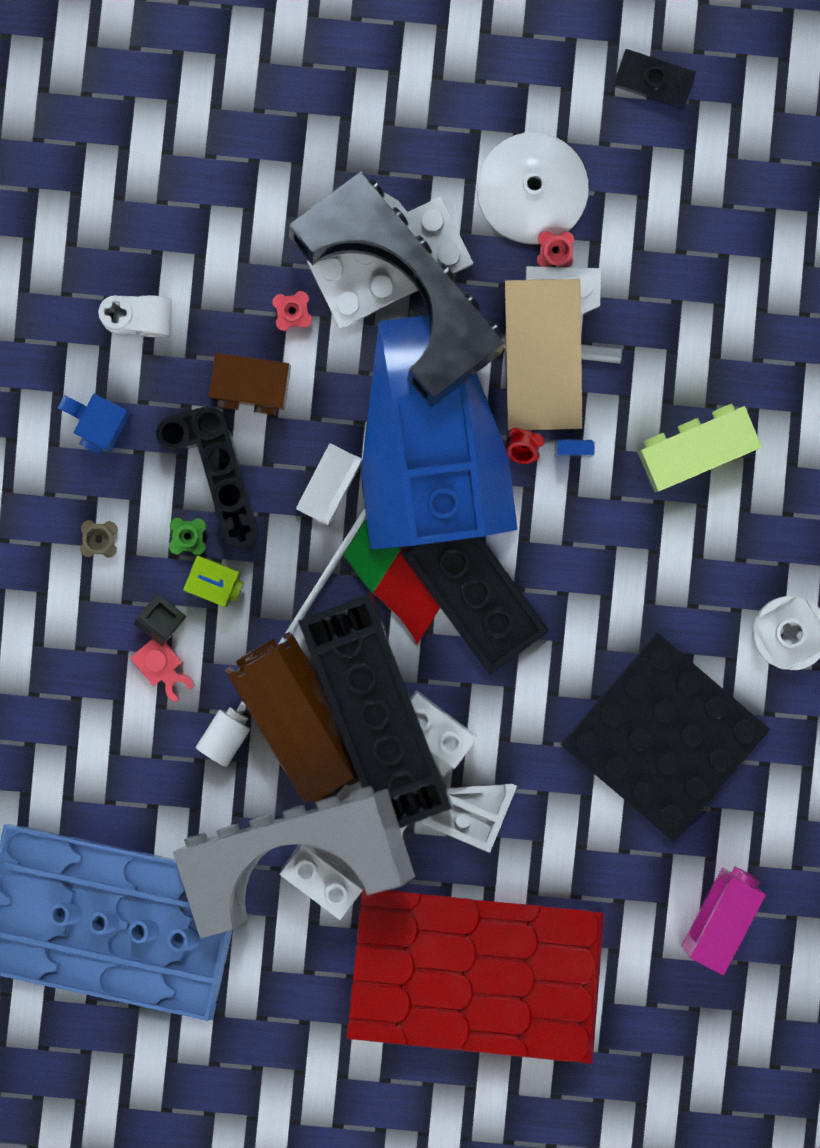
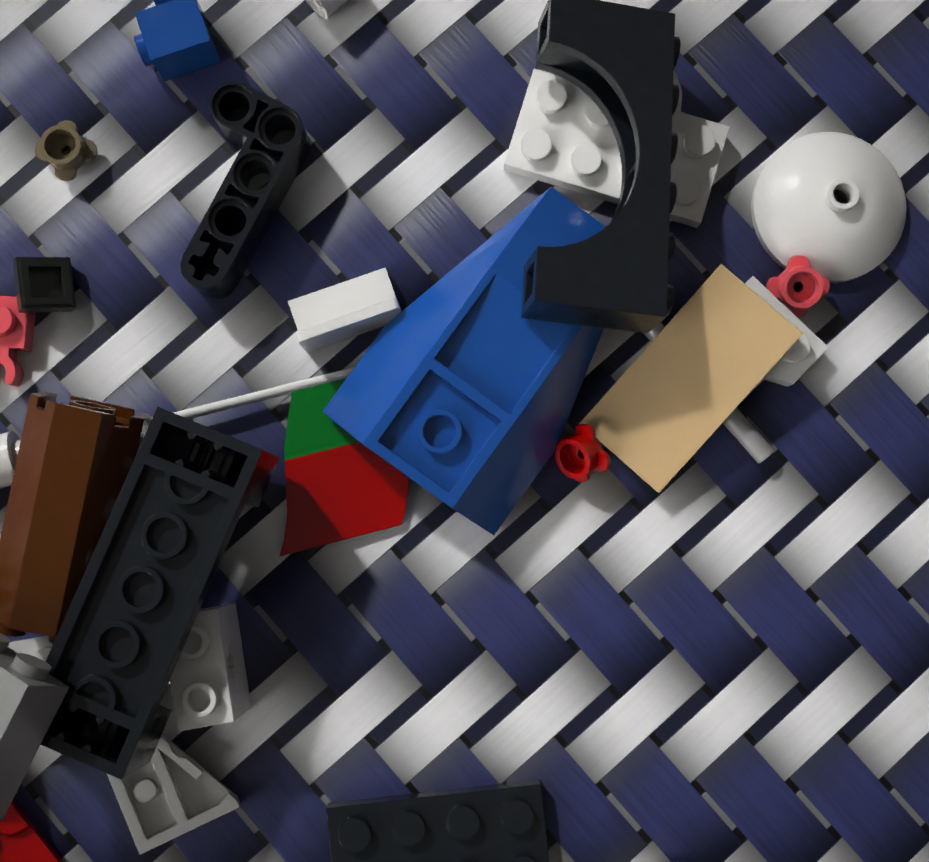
camera: 50 degrees right, 5 degrees down
(195, 543) = (167, 235): bright green plate -> none
(214, 581) = (133, 295): lime brick -> none
(249, 382) = (362, 132): reddish brown brick -> none
(284, 303) = (469, 118): coral plate -> none
(477, 598) = (385, 569): black tile -> none
(574, 448) = (632, 505): blue tile -> none
(698, 447) = (766, 627): yellowish green brick -> none

